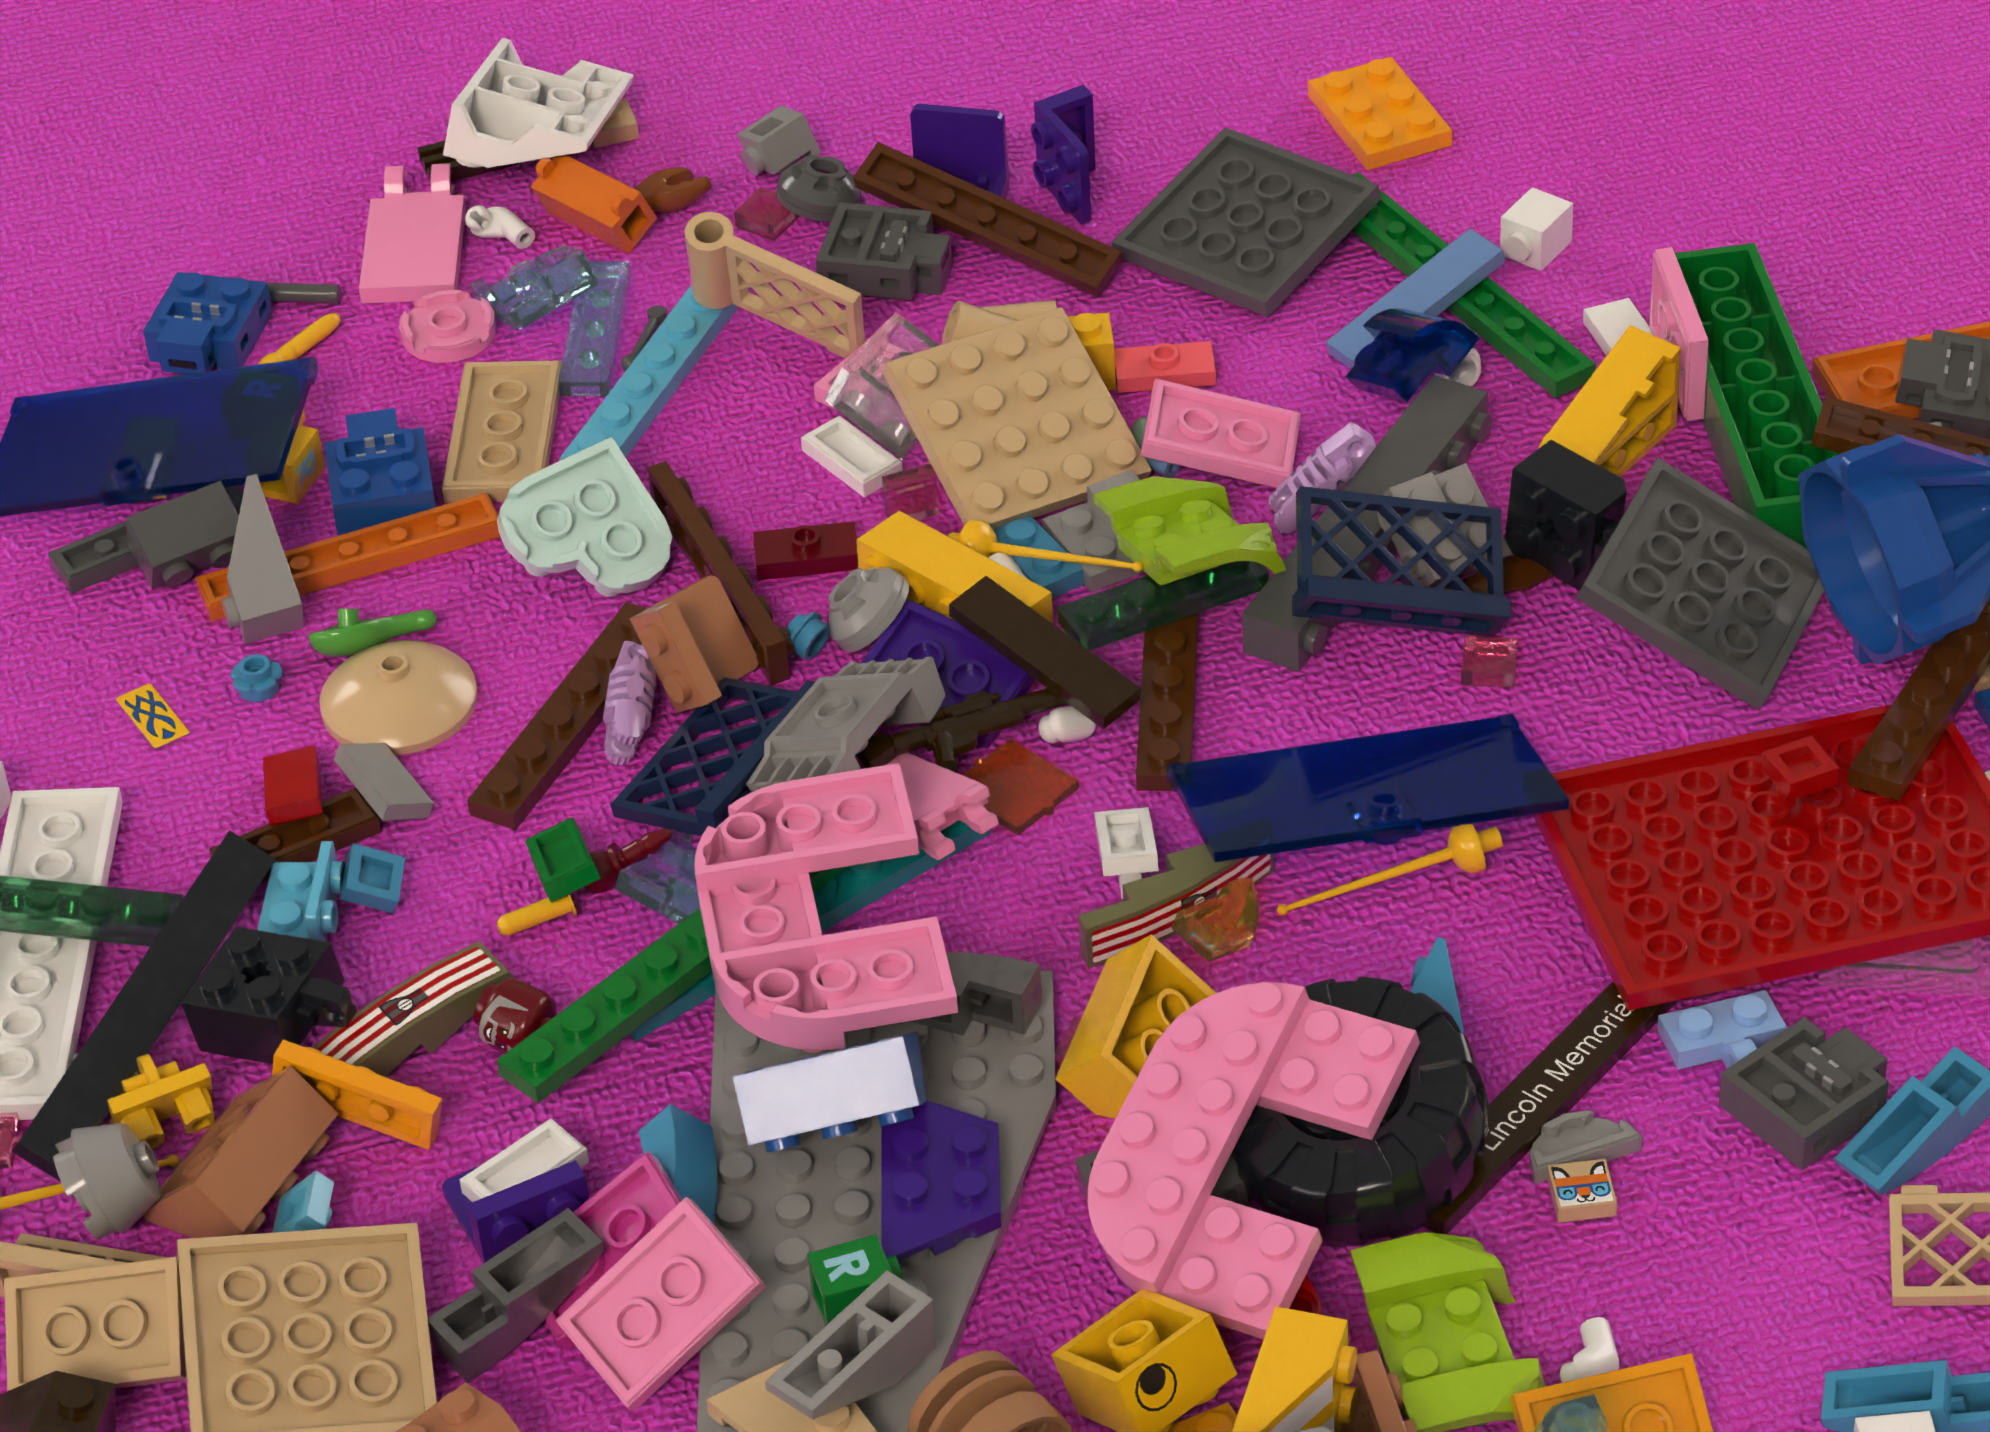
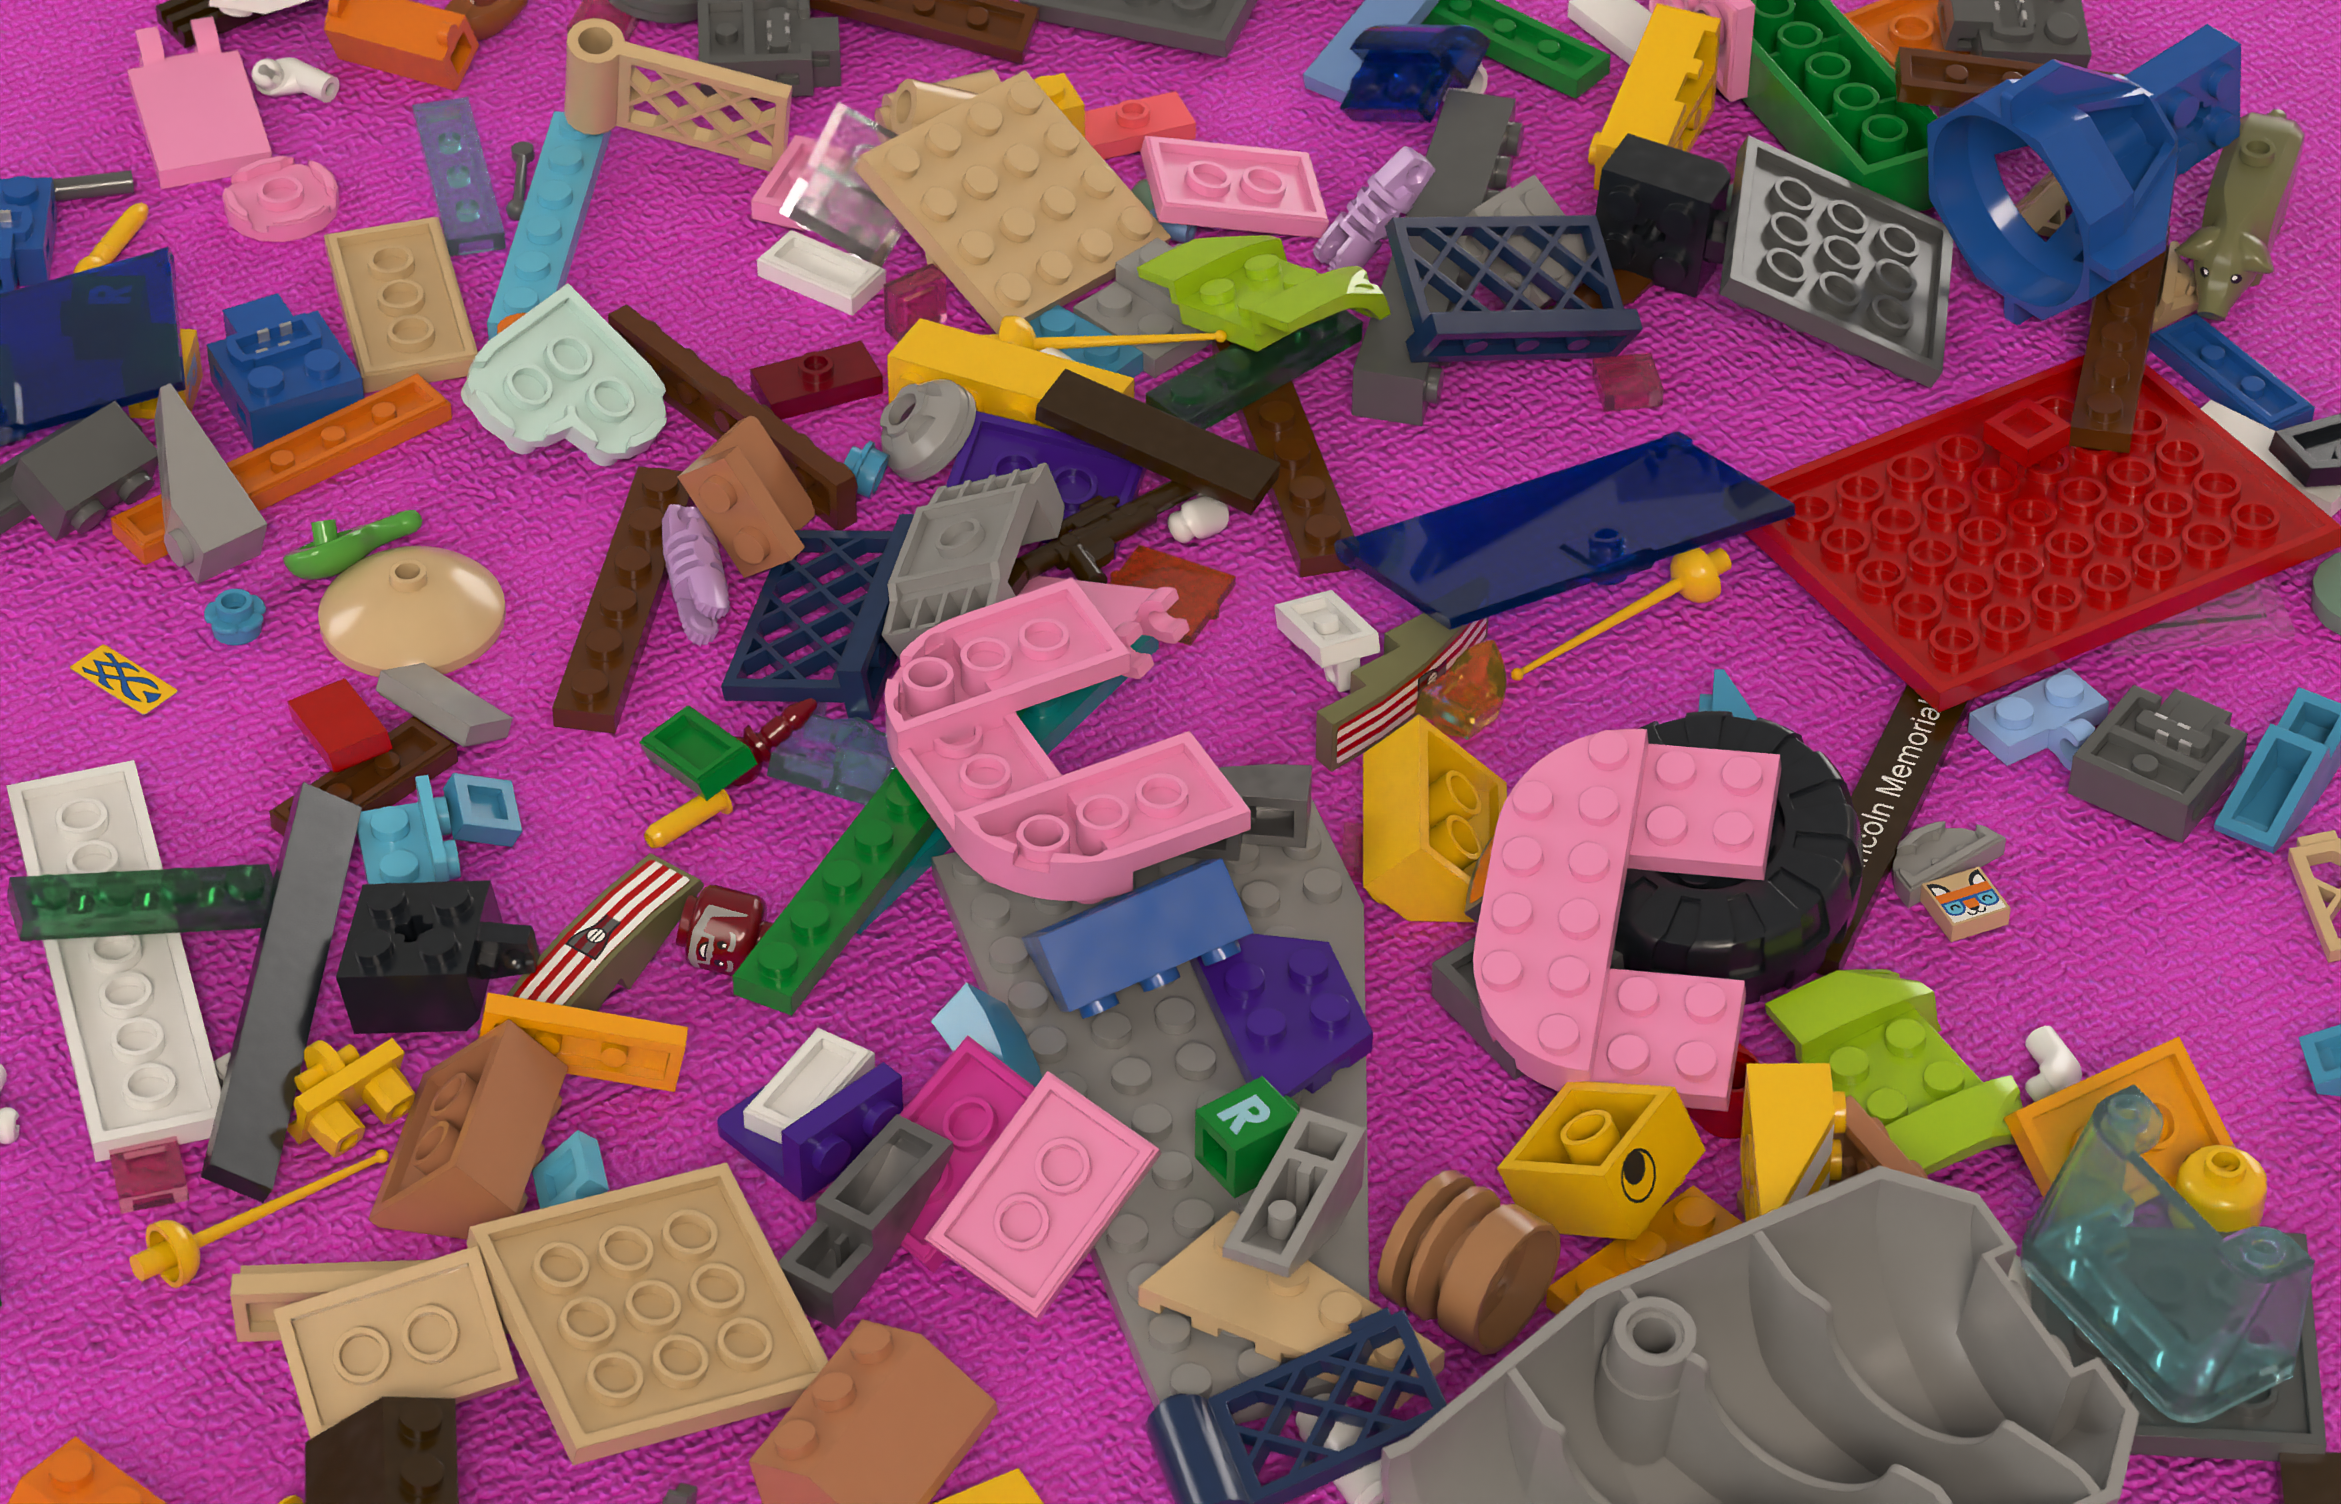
camera: 20 degrees left, 0 degrees up
(109, 1176) = (337, 1179): light grey cone -> none
(538, 286) = (375, 138): clear light blue slope -> none

